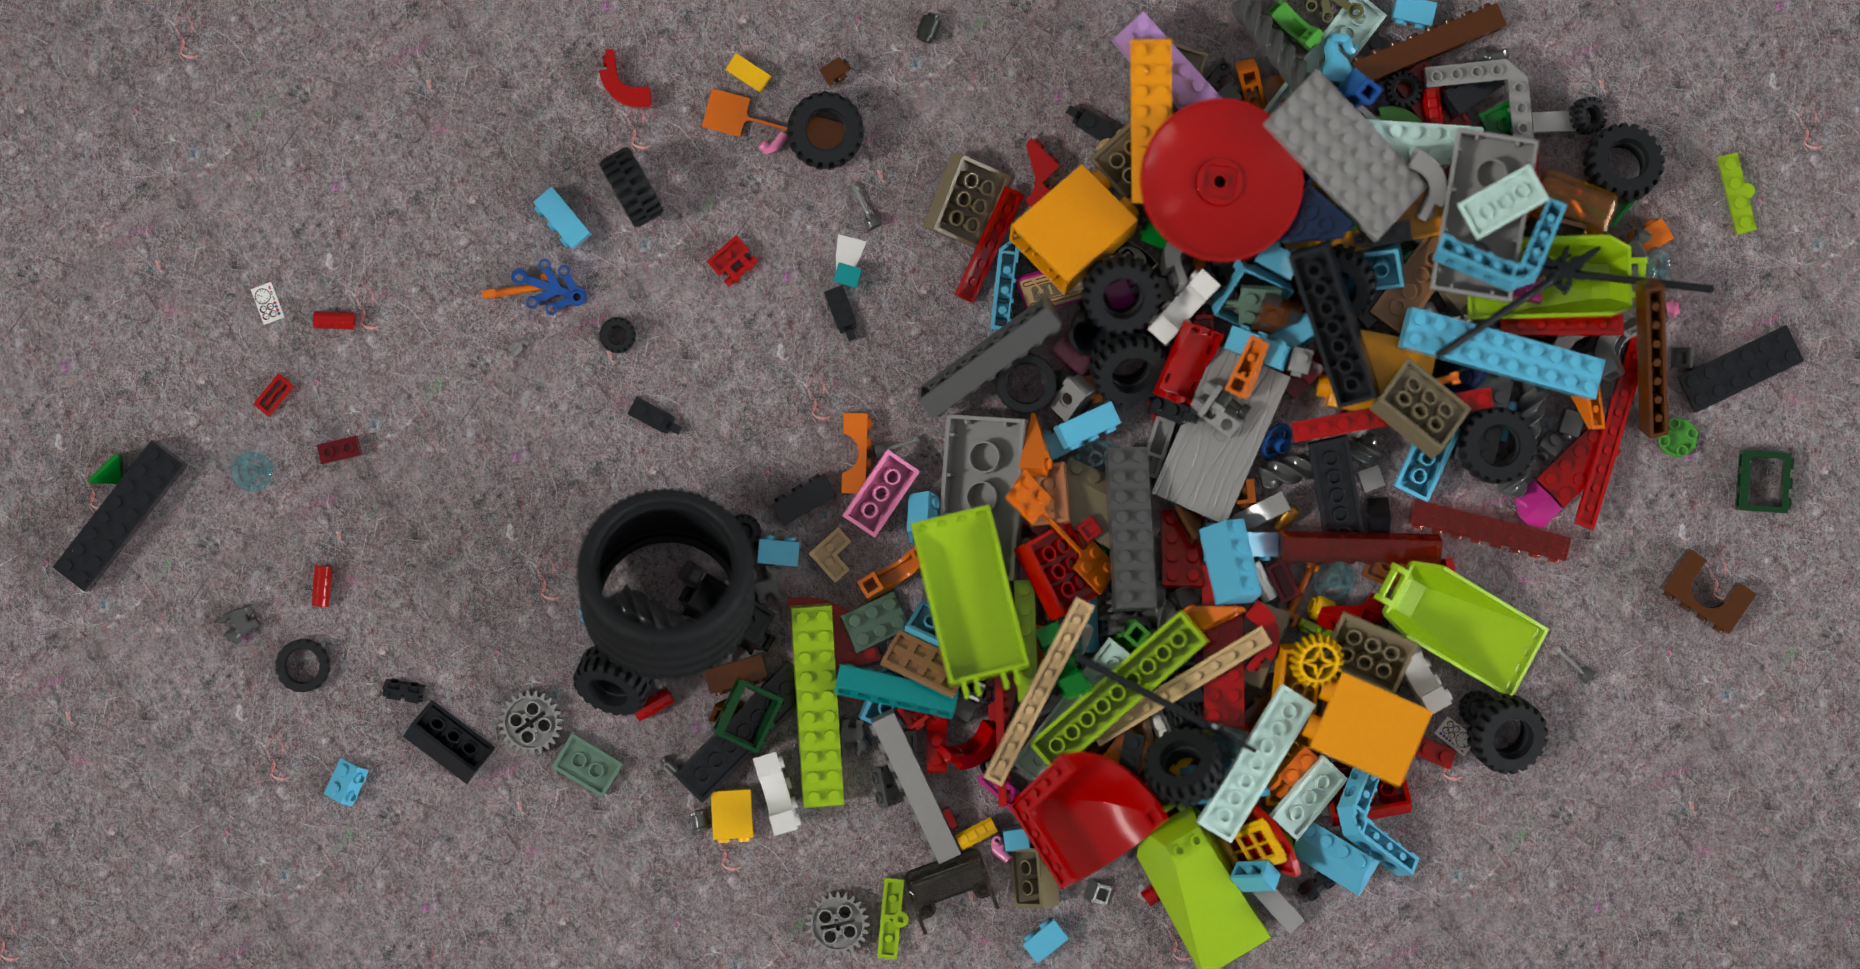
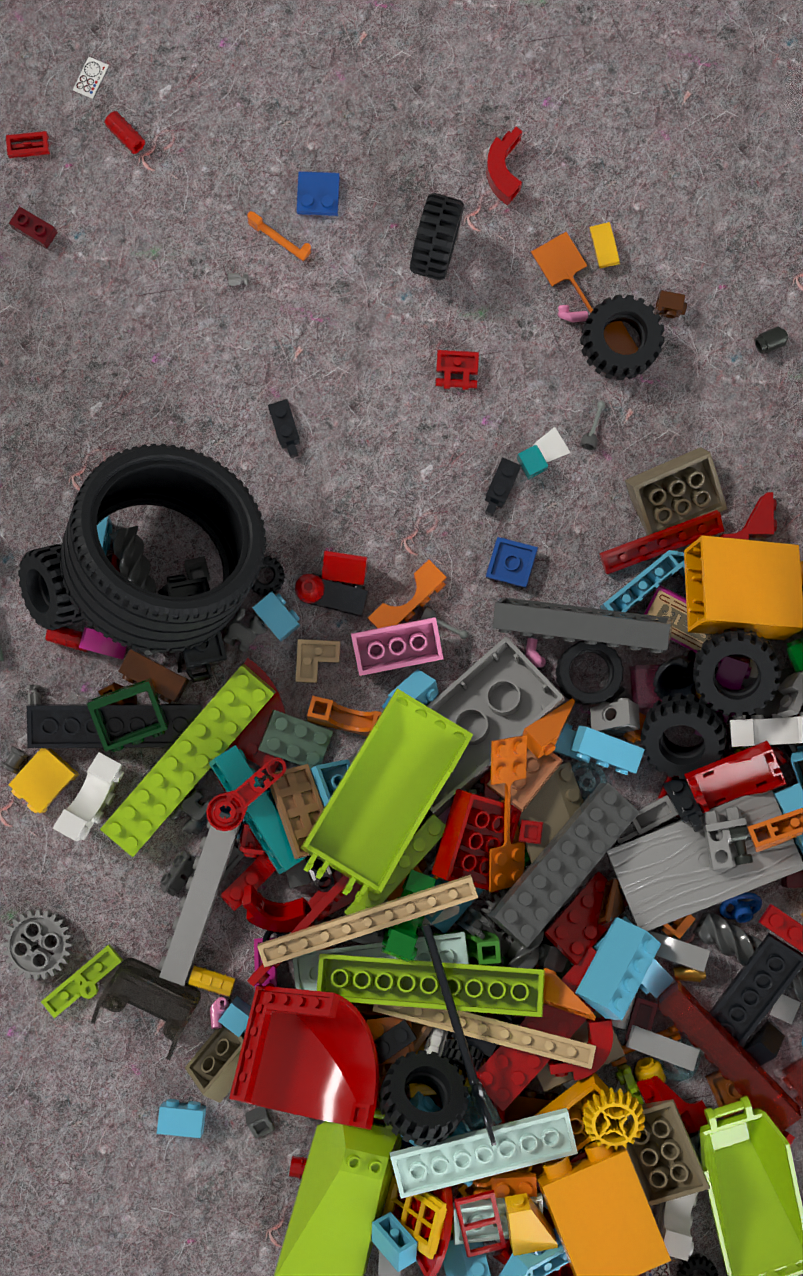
camera: 50 degrees right, 5 degrees down
(512, 230) = (318, 193): none -> blue plate
(552, 287) = (305, 259): blue plant -> none
(561, 218) = (362, 218): medium azure brick -> none
(608, 326) = (313, 329): black tyre -> none
(675, 688) = (96, 642): none -> dark pink slope
(783, 512) = (309, 588): none -> red brick
(793, 475) = (344, 567): none -> red slope
(879, 695) = (240, 798): none -> red beam
(901, 358) = (511, 562): none -> blue plate
(949, 817) = (203, 948): red tile -> none
(977, 408) = (531, 653): none -> bright pink arm
(1304, 801) = (485, 1222): none -> red window
(1310, 584) = (662, 1048): none -> light grey slope
(1330, 782) = (527, 1226): none -> yellow slope

